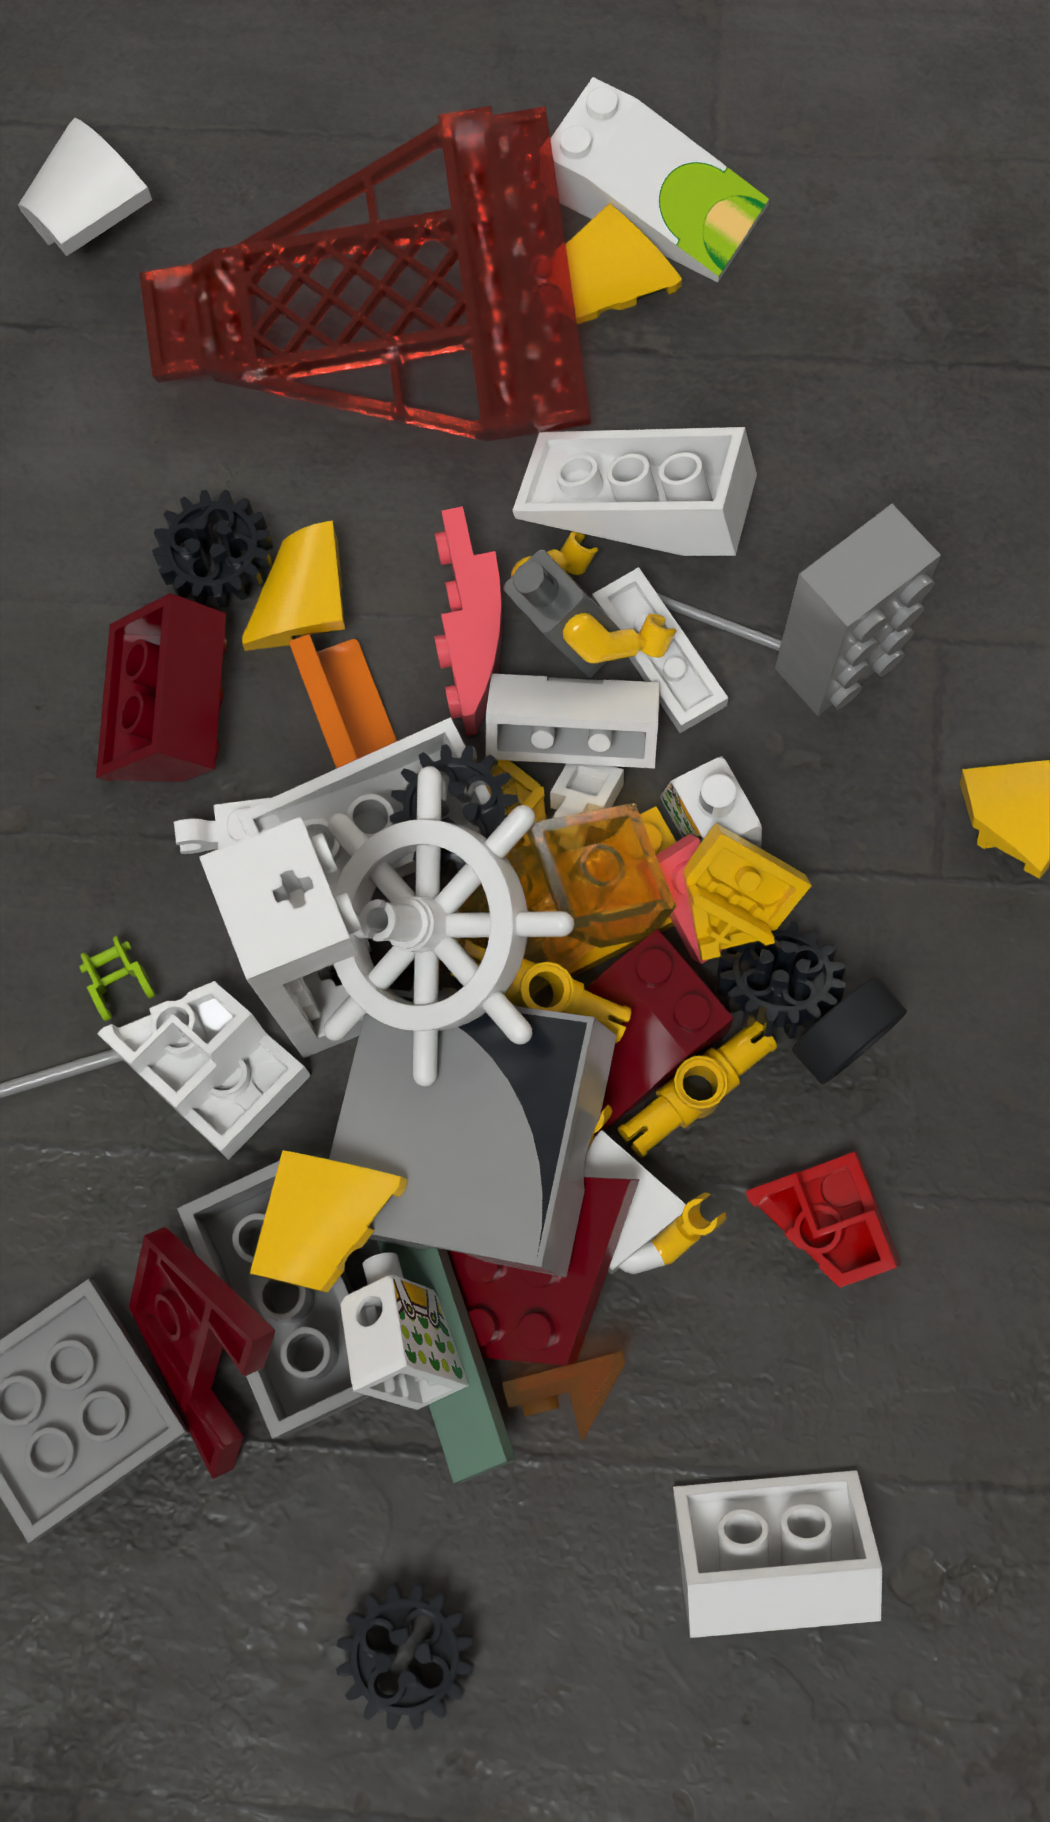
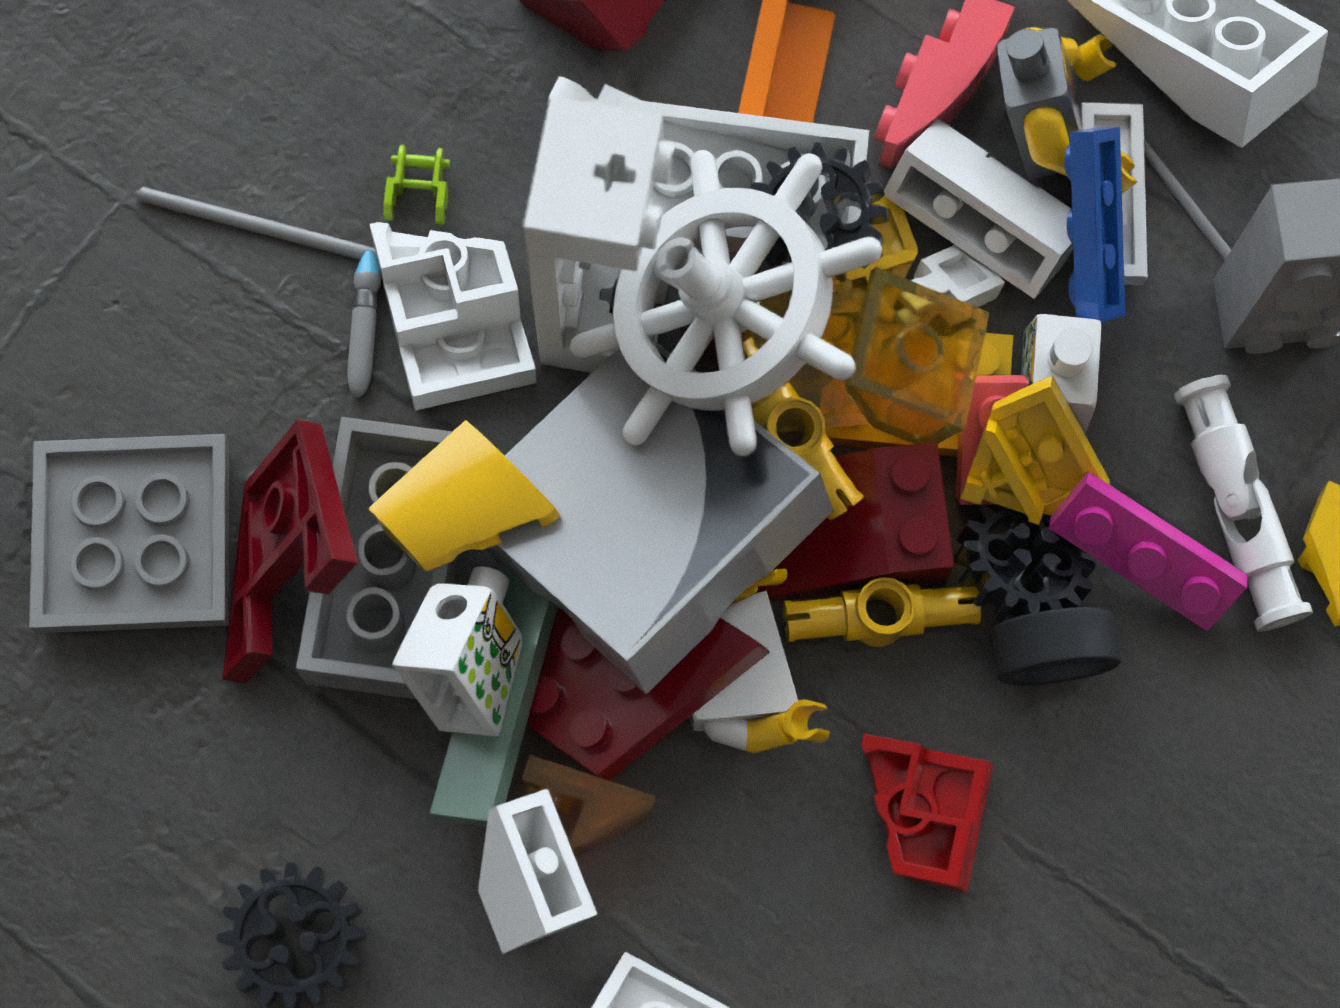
camera: 25 degrees right, 0 degrees up
(144, 1119) = (363, 324): none -> light grey piece
(565, 1479) = (530, 873): none -> white slope
(668, 682) = (1096, 223): none -> blue plate
(868, 911) = (1148, 551): none -> dark pink plate
(885, 807) = (1232, 470): none -> white piece

